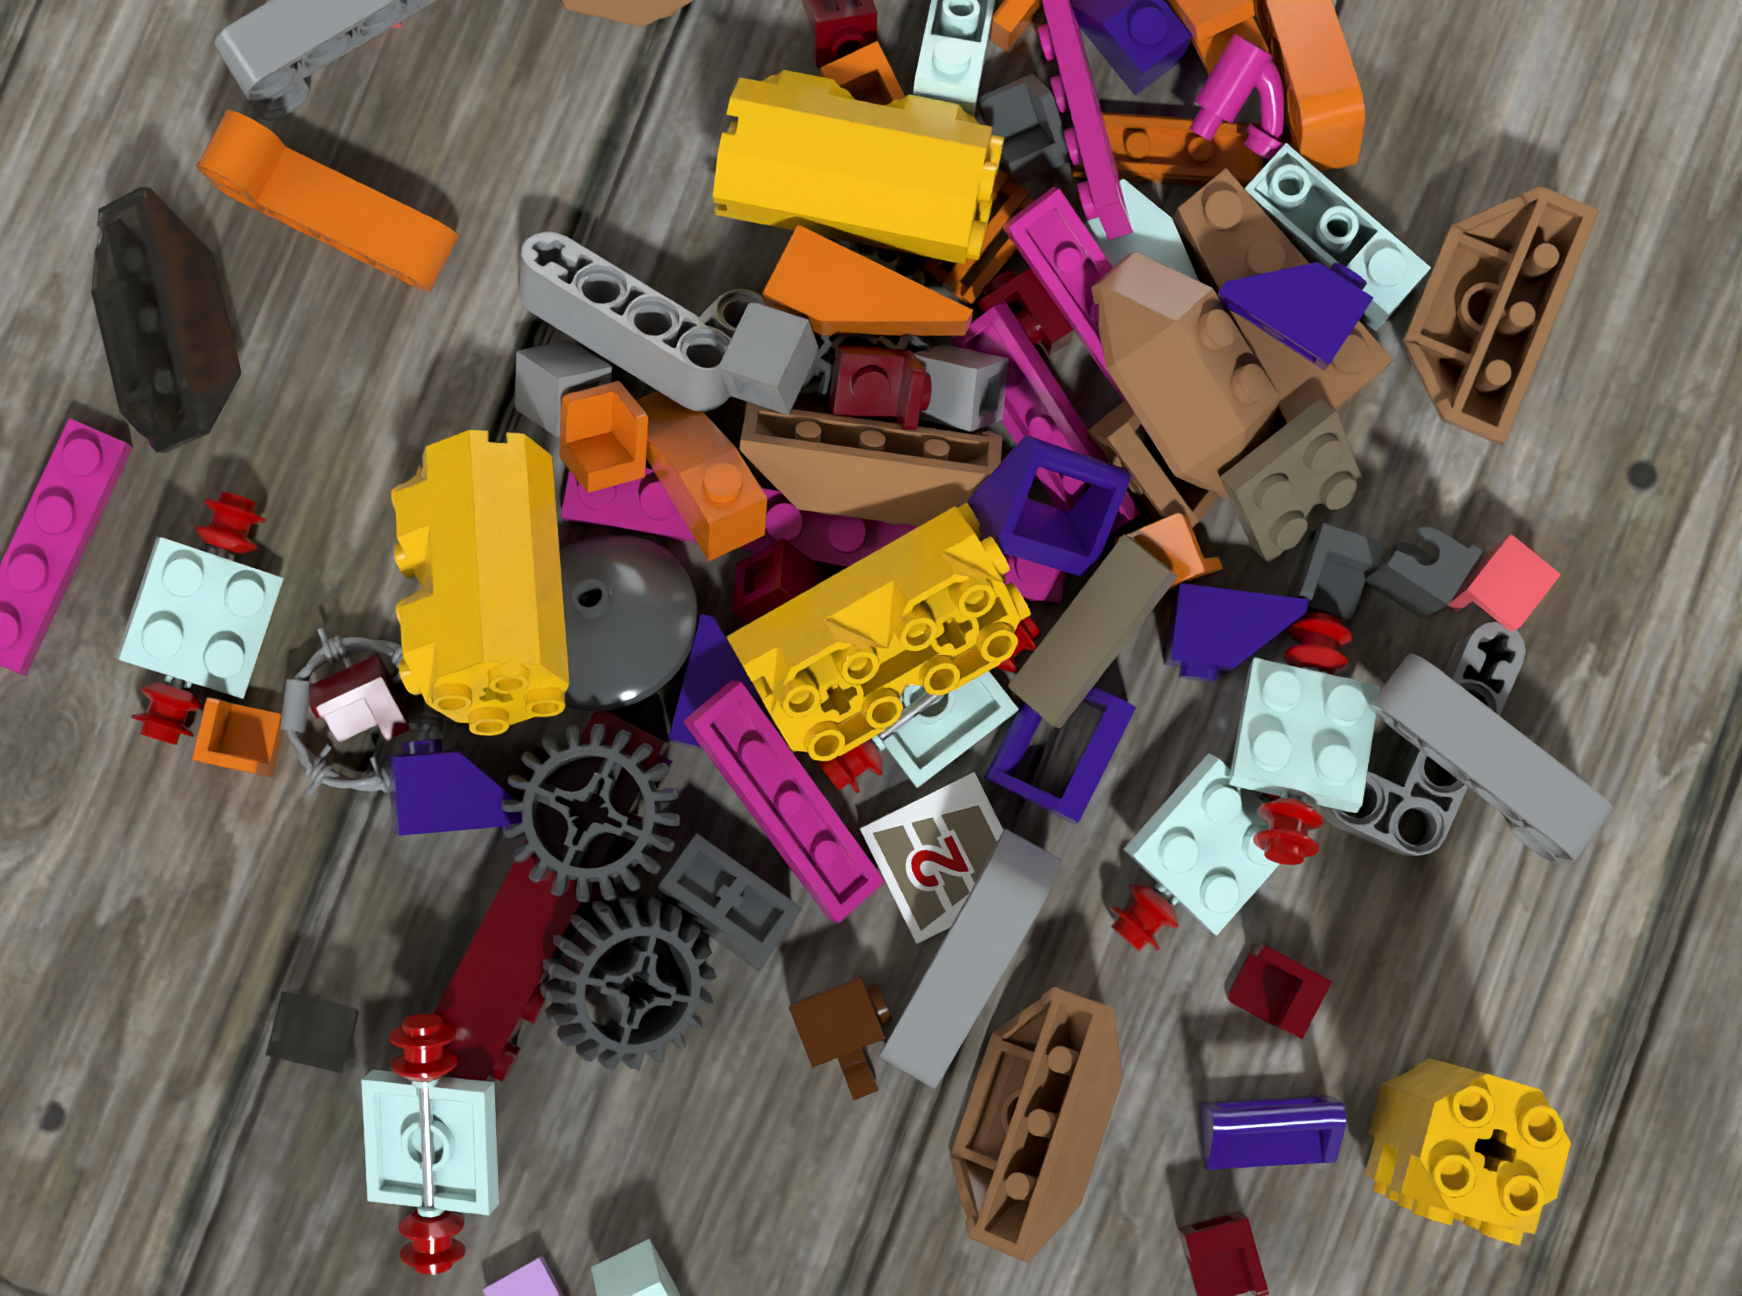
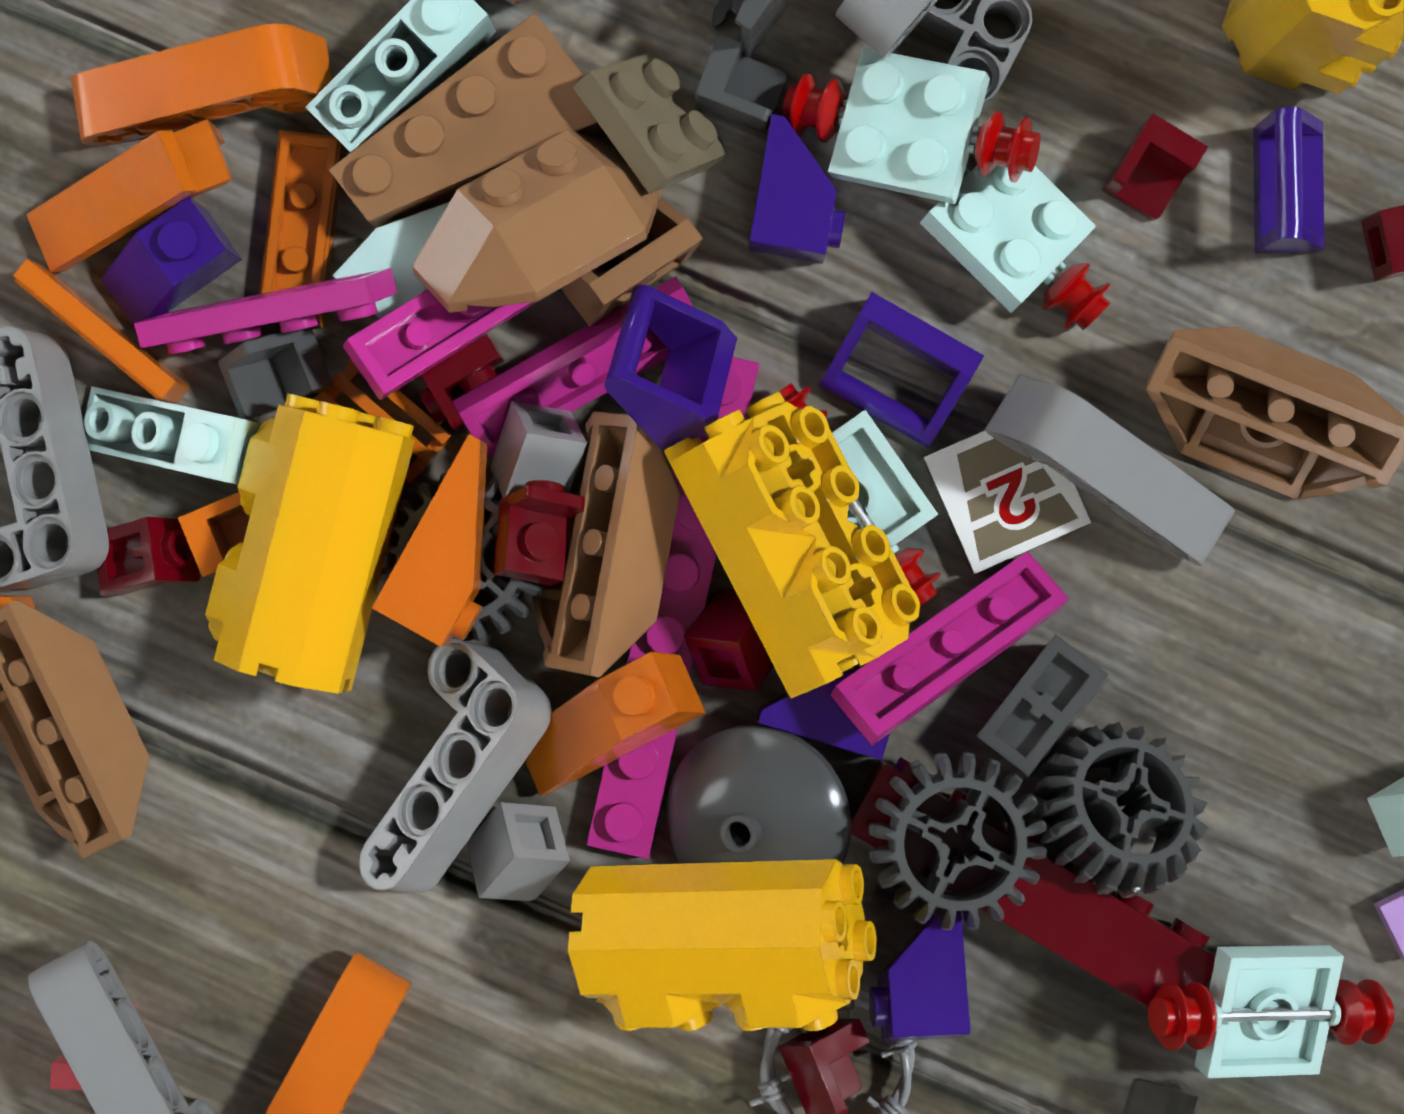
camera: 85 degrees left, 5 degrees up
(603, 436) = (573, 813): orange panel -> none
(768, 357) = (505, 643): light grey panel -> none
(839, 1026) = (1168, 600): reddish brown brick -> none
(1092, 631) = (793, 331): dark tan tile -> none
(1177, 547) = (721, 256): orange panel -> none
(1229, 86) = (243, 161): dark pink plant -> none
(1301, 307) = (482, 96): dark purple slope -> none

